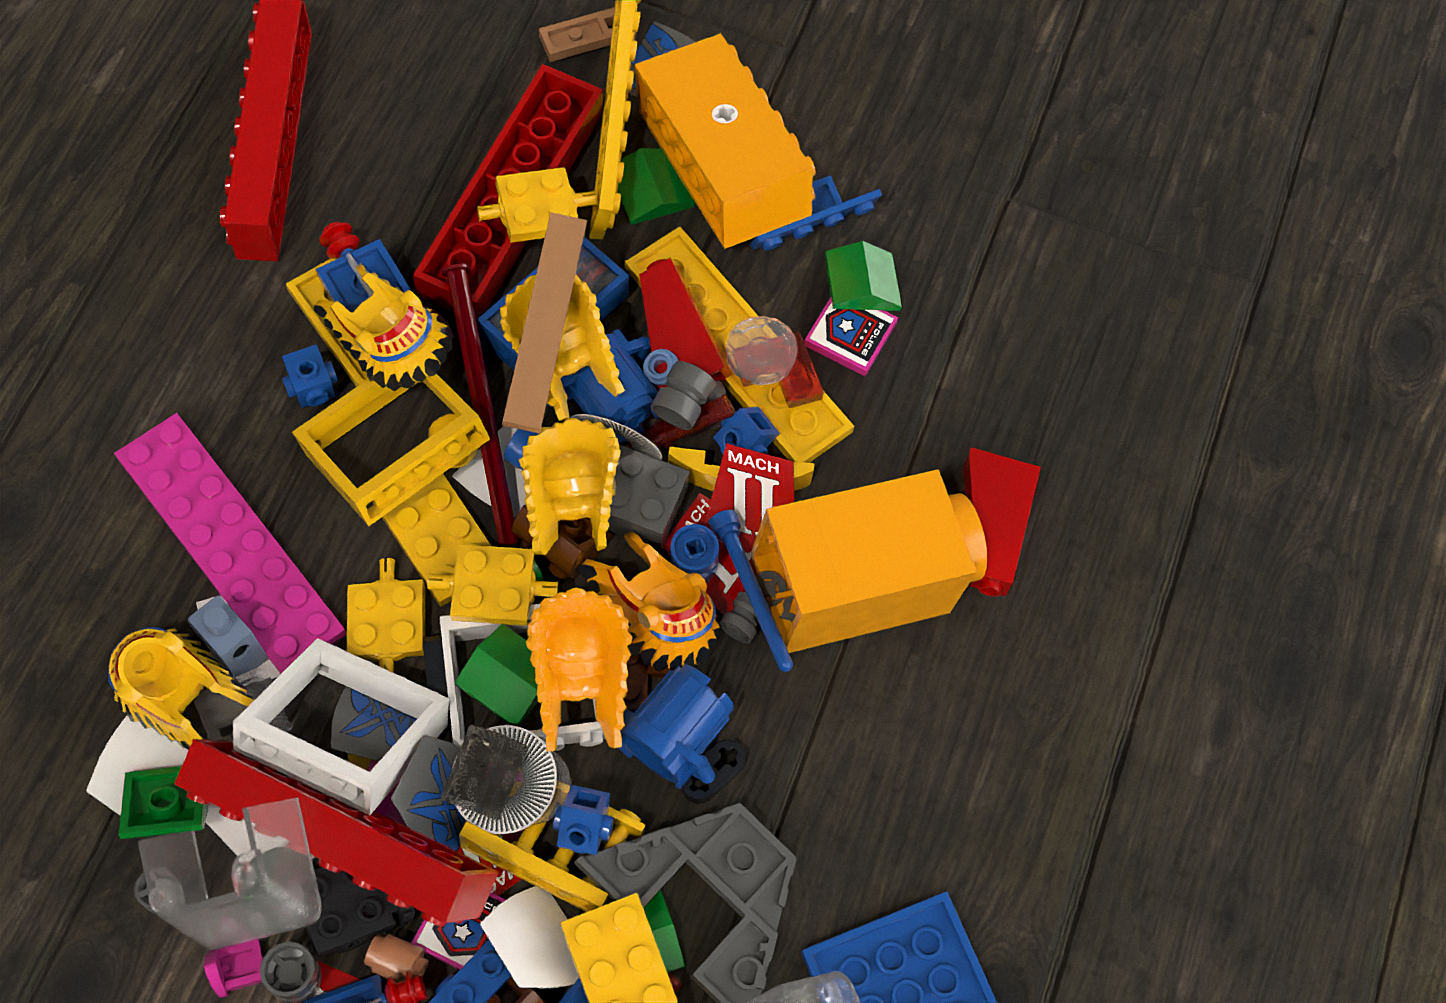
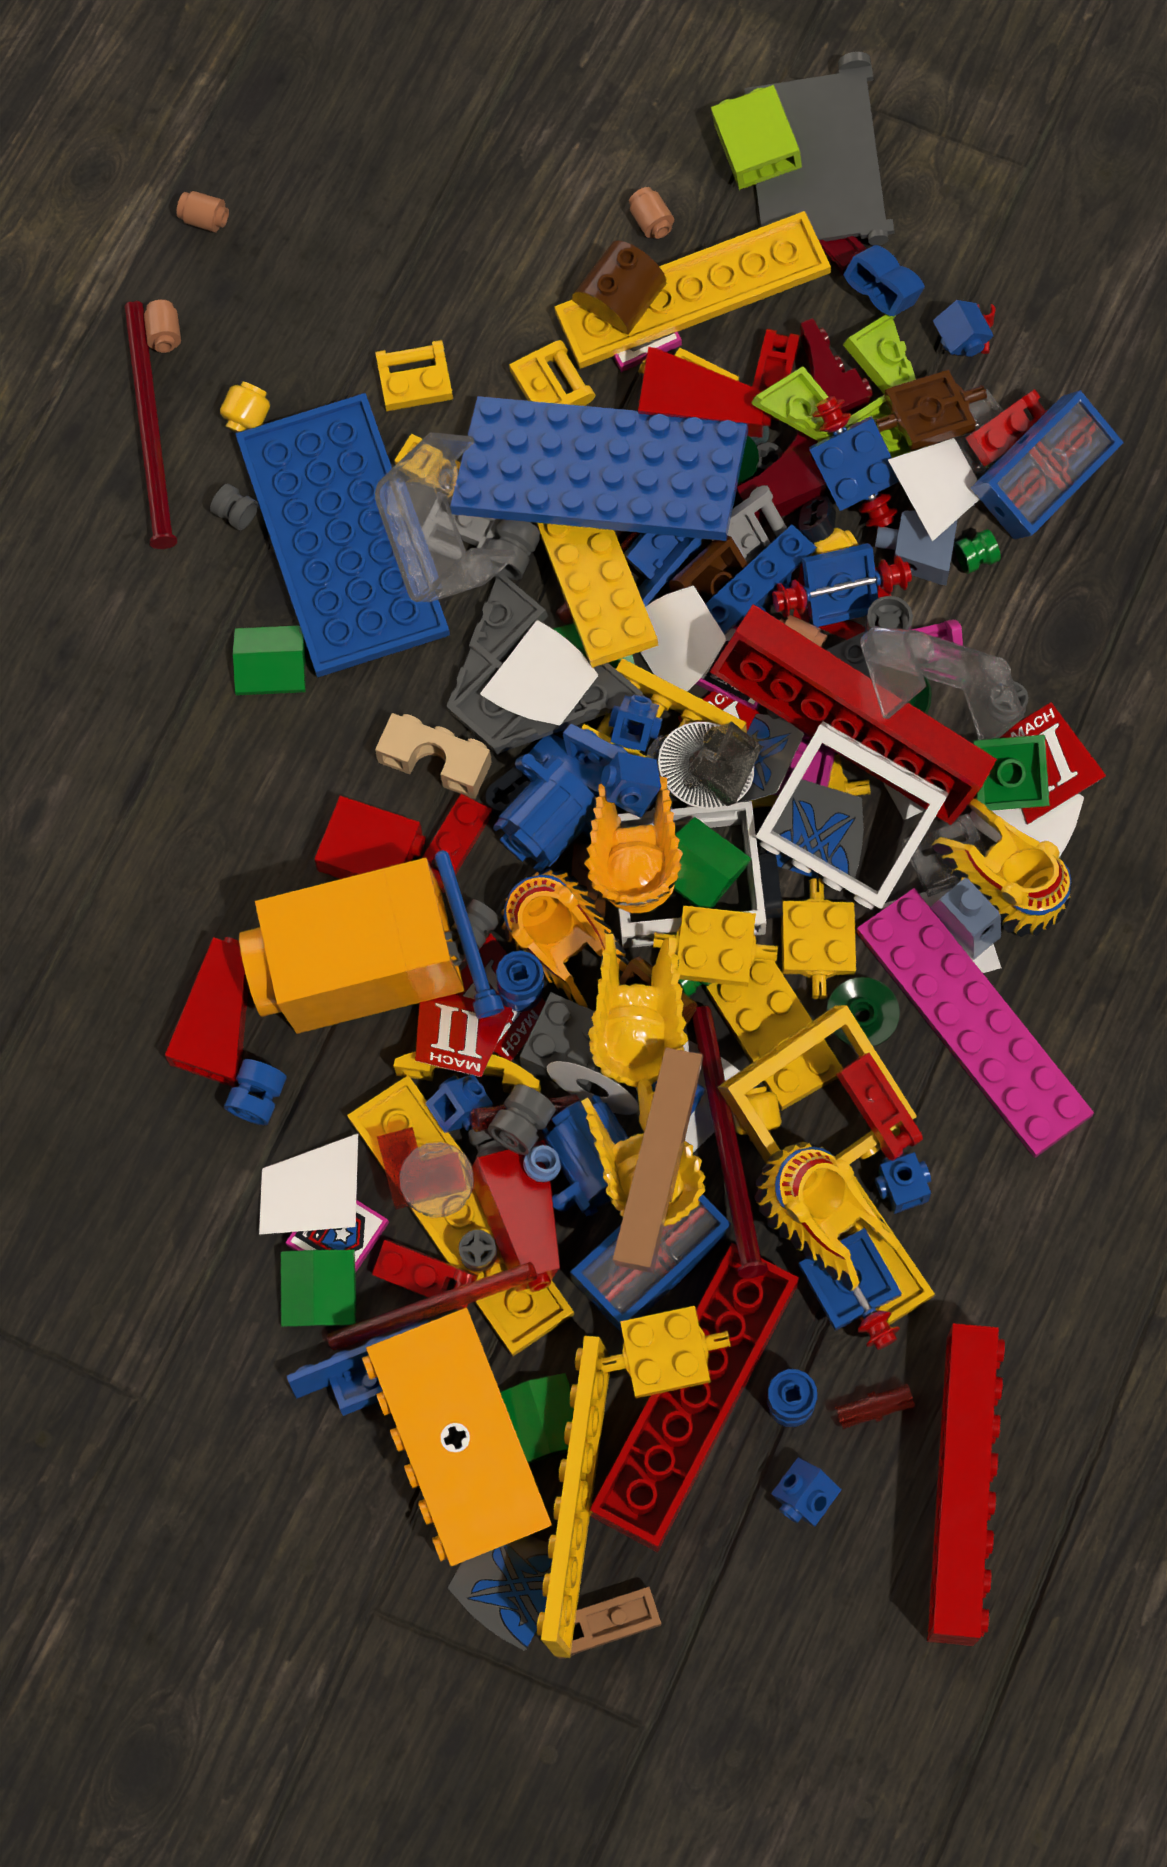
camera: 165 degrees left, 5 degrees up
(95, 831) = (1068, 761): none -> red sticker
(328, 424) = (879, 1105): none -> red plate
(331, 528) = (874, 999): none -> dark green dish
(347, 196) = (875, 1406): none -> clear red pin
(412, 122) = (805, 1493): none -> blue brick
(422, 193) = (791, 1397): none -> blue wheel
(585, 741) = (631, 780): none -> blue brick
(620, 774) = (583, 756): none -> blue bracket
(692, 886) = (541, 677): none -> white sticker
(723, 294) = (477, 1243): none -> dark grey wheel
(752, 247) = (432, 1306): none -> clear red piece
(764, 288) = (418, 1271): none -> red plate
(775, 713) = (458, 833): none -> red plate
(834, 817) = (408, 740): none -> tan arch
(863, 695) = (366, 840): none -> red brick
(879, 363) = (311, 1190): none -> white sticker
(946, 443) = (259, 1080): none -> blue wheel
(1002, 915) = (269, 660): none -> green slope

